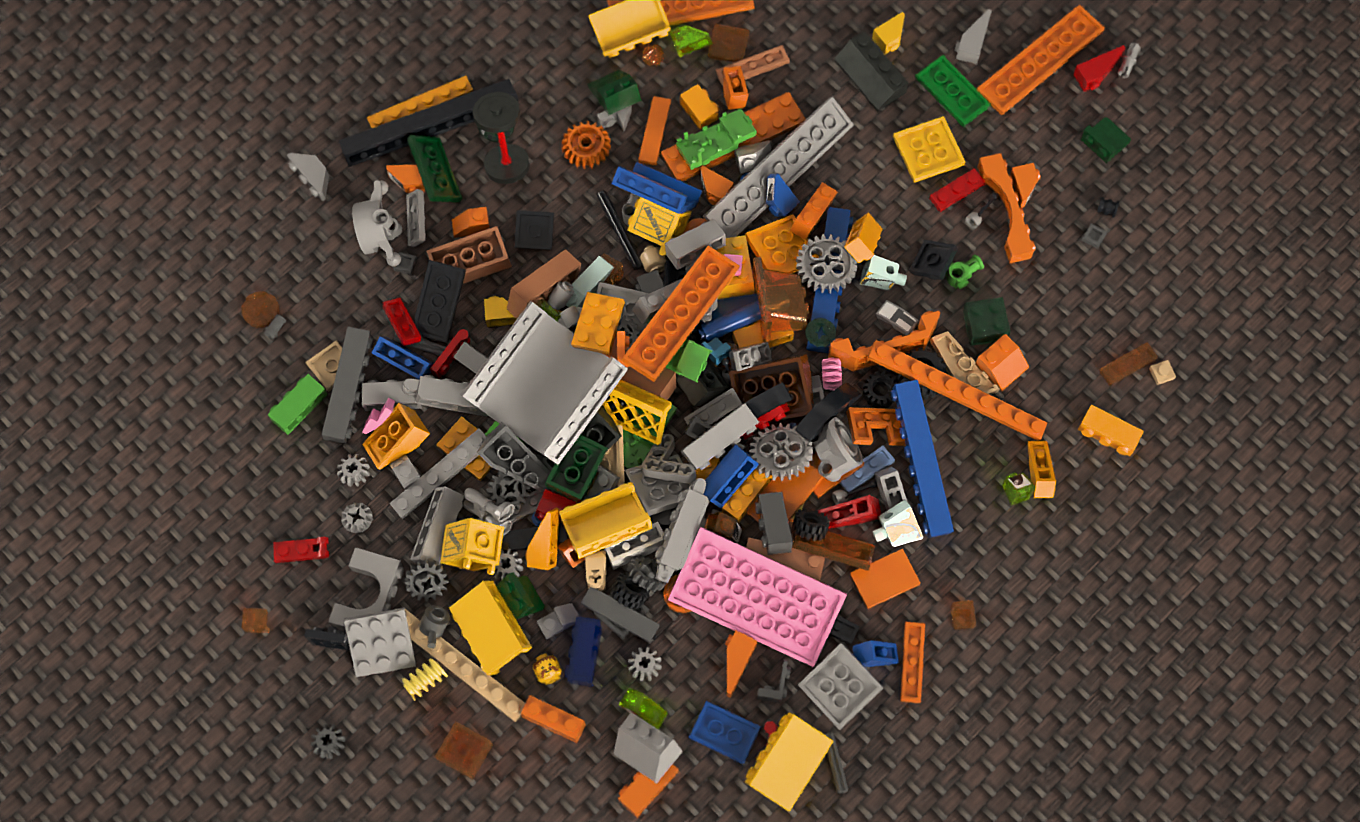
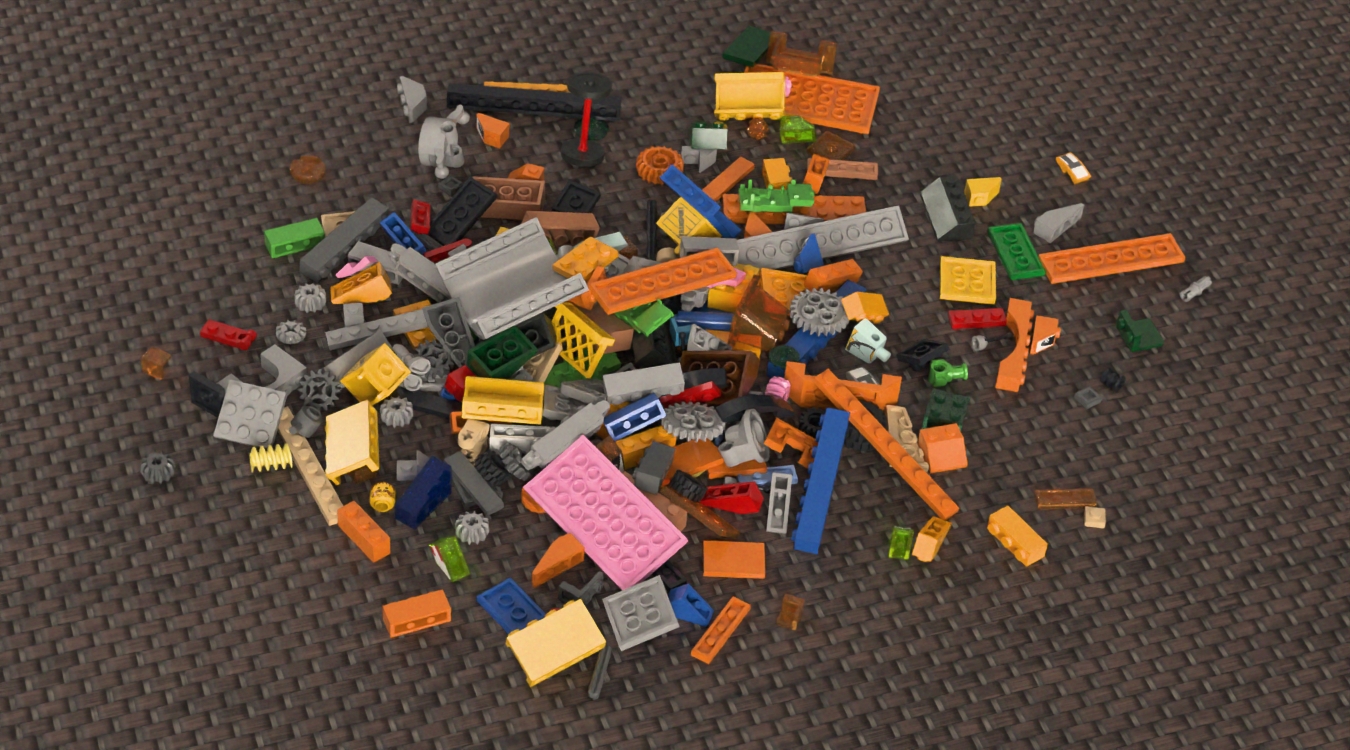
camera: 20 degrees right, 25 degrees down
(274, 327) = (307, 184): dark grey pin -> none
(415, 218) = (480, 158): light grey plate -> none
(434, 169) = (517, 131): dark green tile -> none
(464, 750) = (269, 518): clear orange brick -> none
(520, 595) = (393, 433): dark green bracket -> none
(543, 547) = (439, 403): light orange slope -> none
(560, 295) = (568, 238): light grey brick -> none
(645, 748) = (432, 577): light grey slope -> none
(898, 525) = (769, 520): torso -> none
(1094, 71) = (1163, 282): red slope -> none

